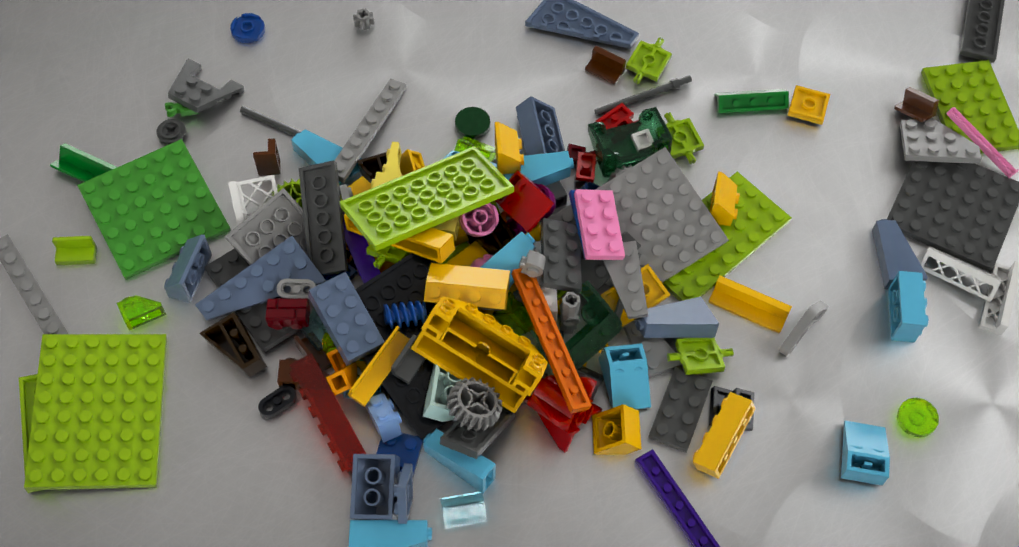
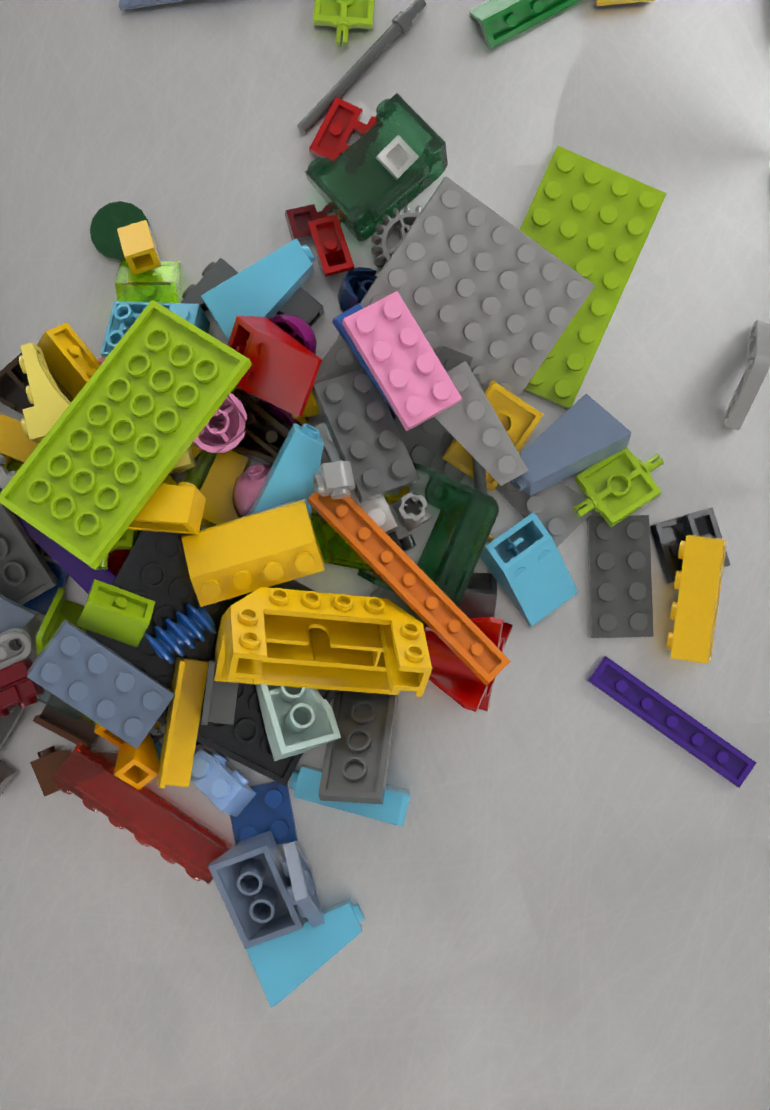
camera: 25 degrees left, 25 degrees up
(276, 401) = (59, 817): black plate -> none
(373, 288) = (116, 613): none -> lime panel
(463, 509) = (386, 856): clear light blue panel -> none
(474, 404) = (329, 718): light grey gear -> none
(479, 128) = (139, 247): none -> yellow brick
(507, 149) = (206, 285): yellow slope -> none
(539, 127) = (234, 207): sand blue slope -> none
(606, 65) = (281, 34): reddish brown panel -> none
(616, 431) = (547, 654): yellow slope -> none
(684, 138) = (453, 119): lime plate -> none
(724, 200) = (561, 218): yellow slope -> none
(749, 304) = (656, 369): yellow panel -> none

